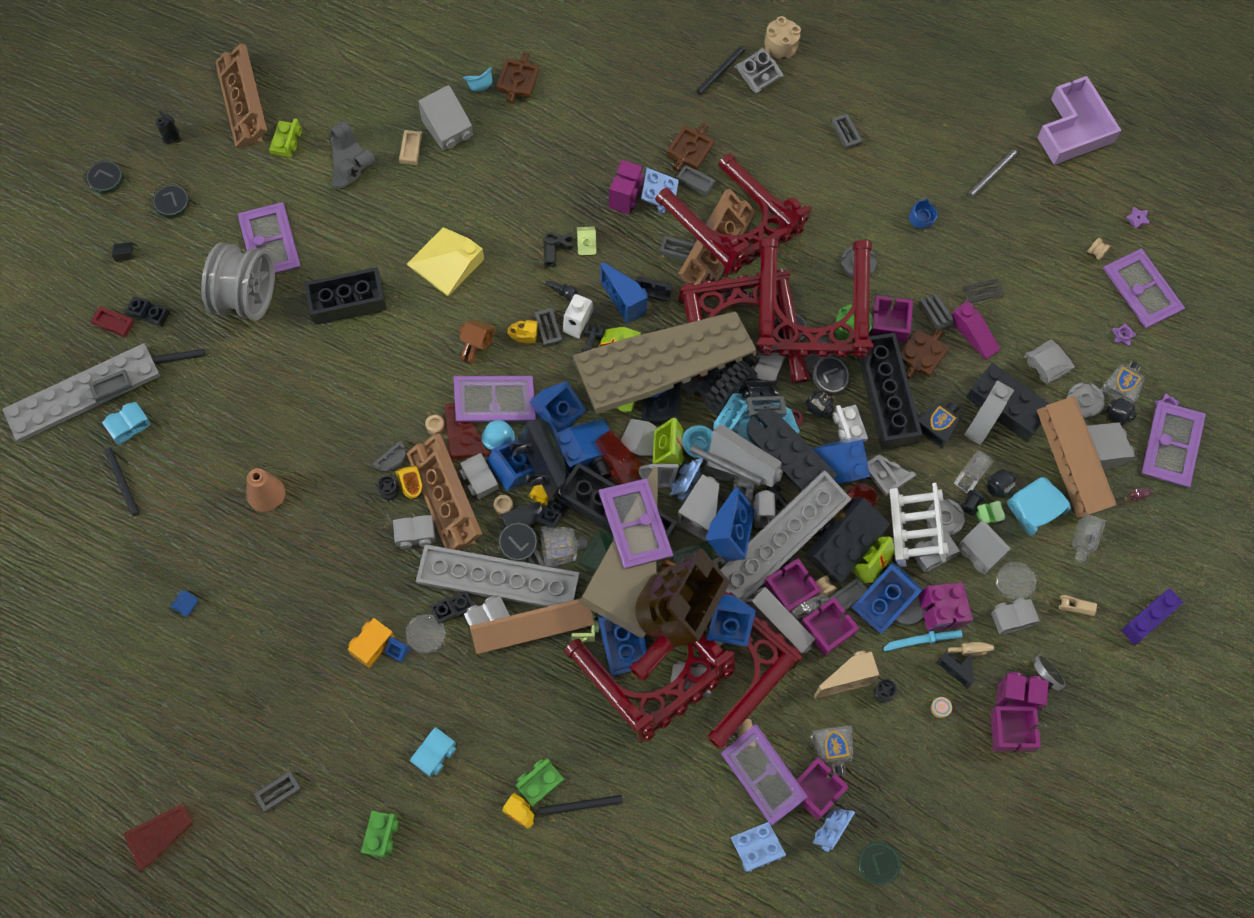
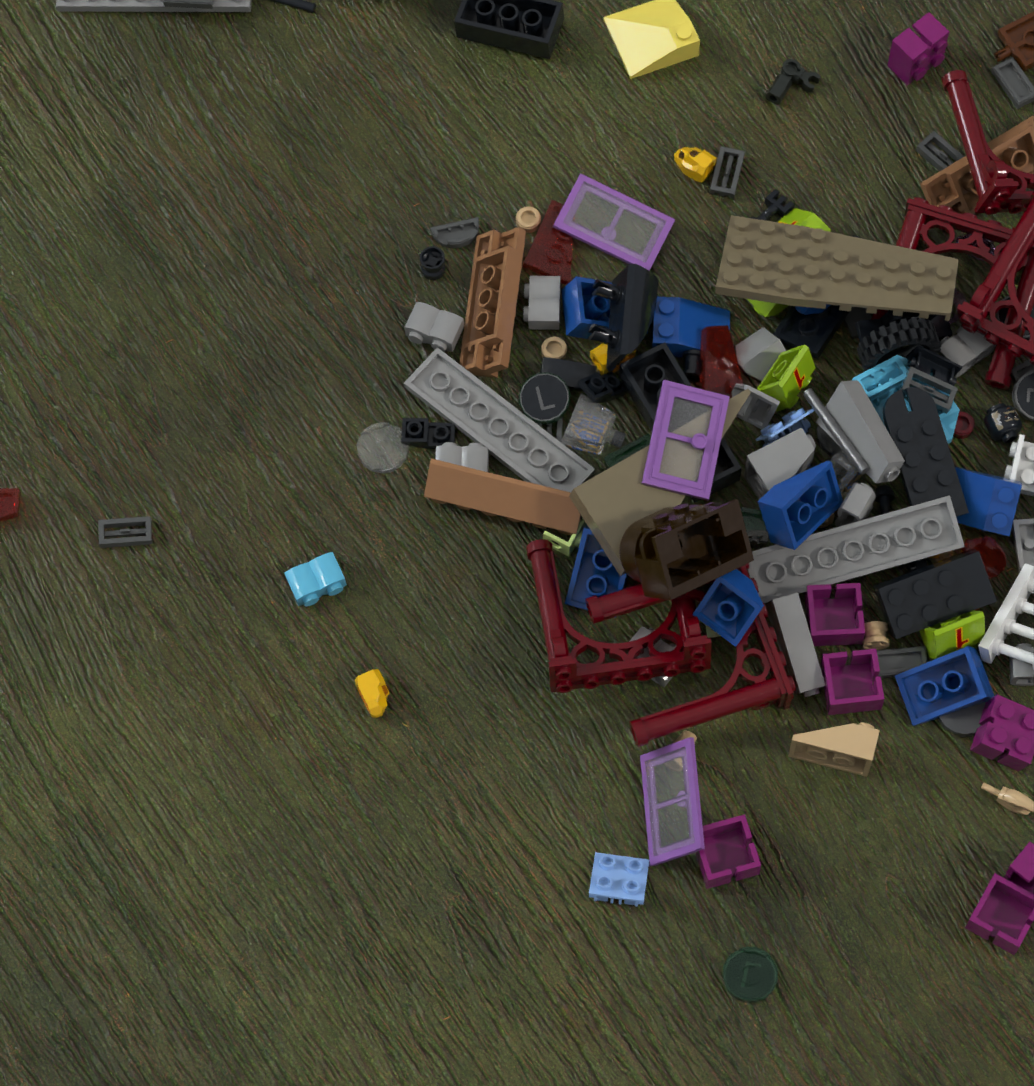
camera: 35 degrees right, 0 degrees up
(122, 482) = (144, 109): black bar -> none
(126, 422) = (184, 46): medium azure brick -> none
(184, 603) = (138, 277): blue slope -> none
(264, 490) = (292, 196): nougat cone -> none
(370, 642) = (315, 424): light orange brick -> none
(379, 834) = (208, 635): bright green bracket -> none
(396, 649) = (340, 447): blue slope -> none
(409, 481) = (460, 268): rock -> none
(476, 336) = (632, 139): dark orange brick -> none
(497, 434) = (594, 264): medium azure helmet -> none
(539, 782) = (414, 674): bright green bracket -> none
(558, 406) = (684, 268): blue slope -> none
(567, 291) = (776, 142): black bar -> none
(578, 311) = (772, 172): white torso -> none
(580, 805) = (447, 725): black bar -> none
(586, 240) = (834, 91): yellowish green bracket -> none
(624, 293) = (841, 176): blue slope -> none
(654, 183) = (960, 57): light blue hinge -> none
(655, 288) = (881, 187): black hinge -> none
(698, 436) = (823, 384): medium azure helmet -> none
(810, 605) = (842, 643): clear tile -> none
(833, 828) = (726, 897): light blue hinge -> none
(834, 747) = (775, 819): clear torso -> none
(886, 687) = (876, 783): black wheel -> none
(930, 637) = (959, 757): medium azure sword -> none
(941, 707) = (933, 845): tan tile -> none
(962, 673) = (981, 817): black slope -> none

